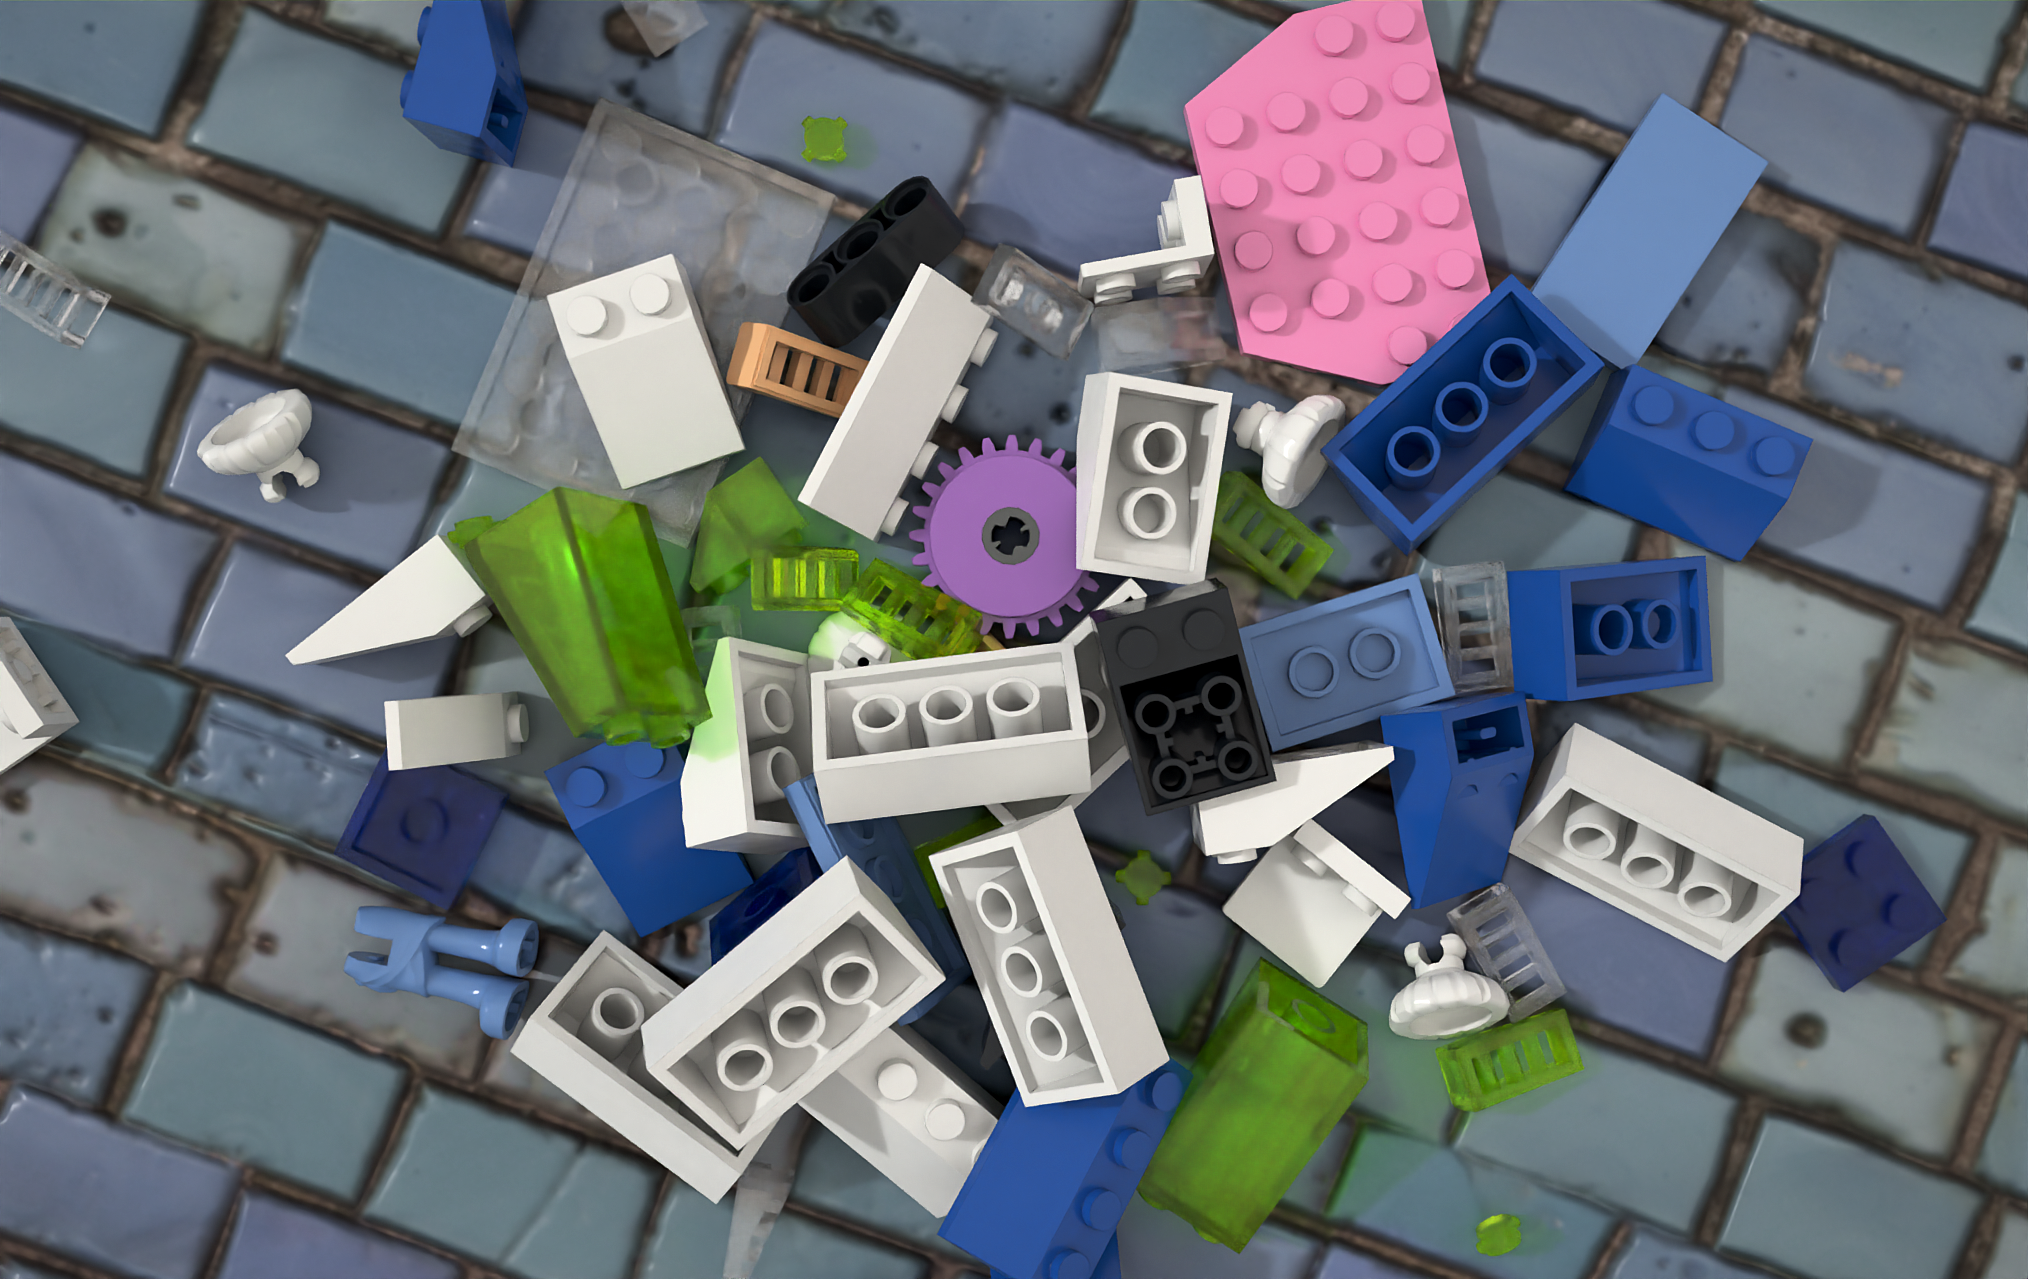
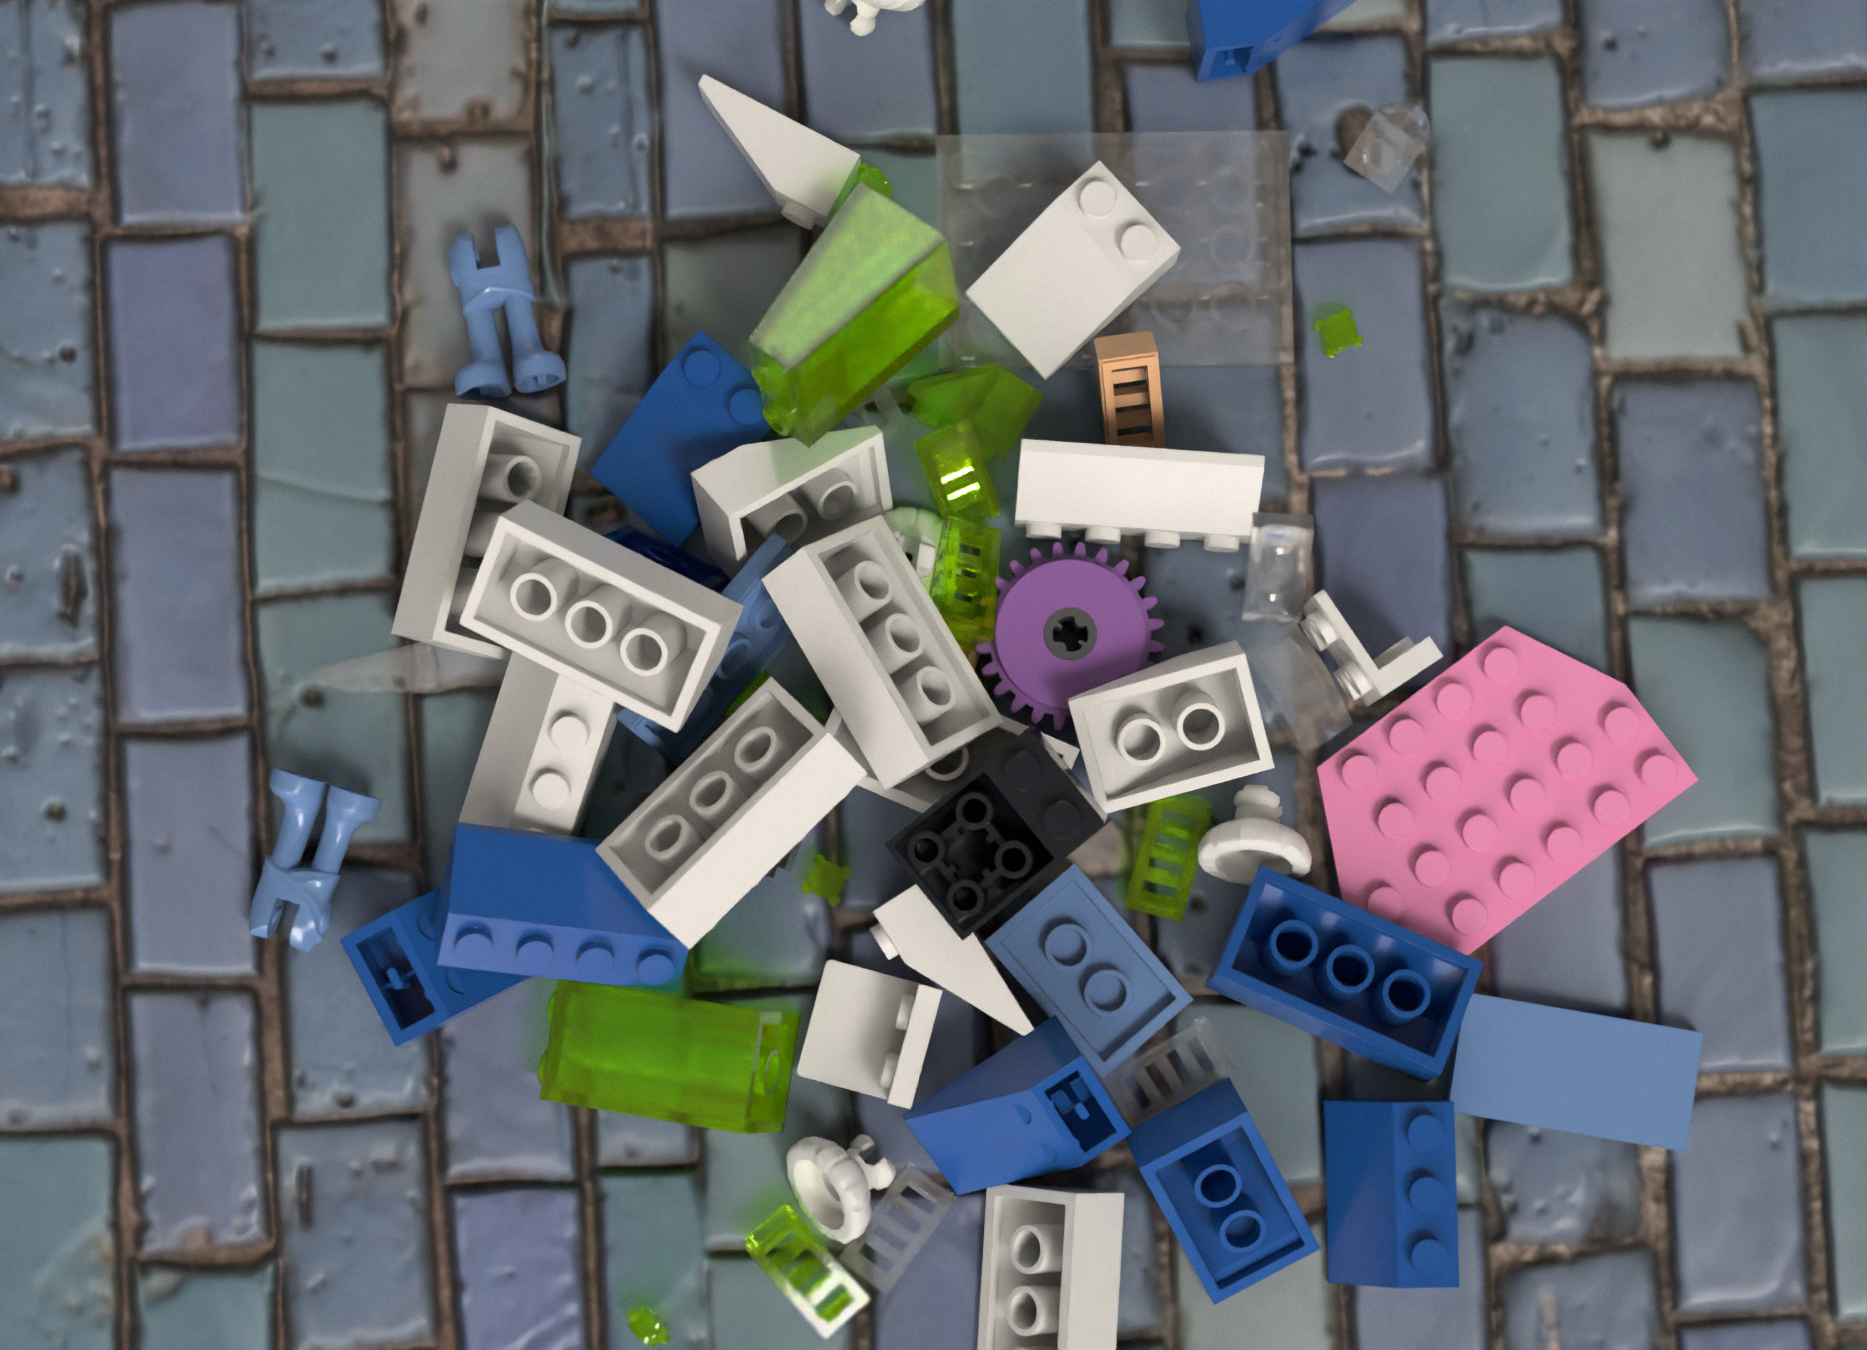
camera: 70 degrees right, 5 degrees down
(422, 828) = (607, 247): clear blue plate -> none
(454, 729) = (705, 241): white slope -> none
(875, 262) = (1252, 419): black beam -> none

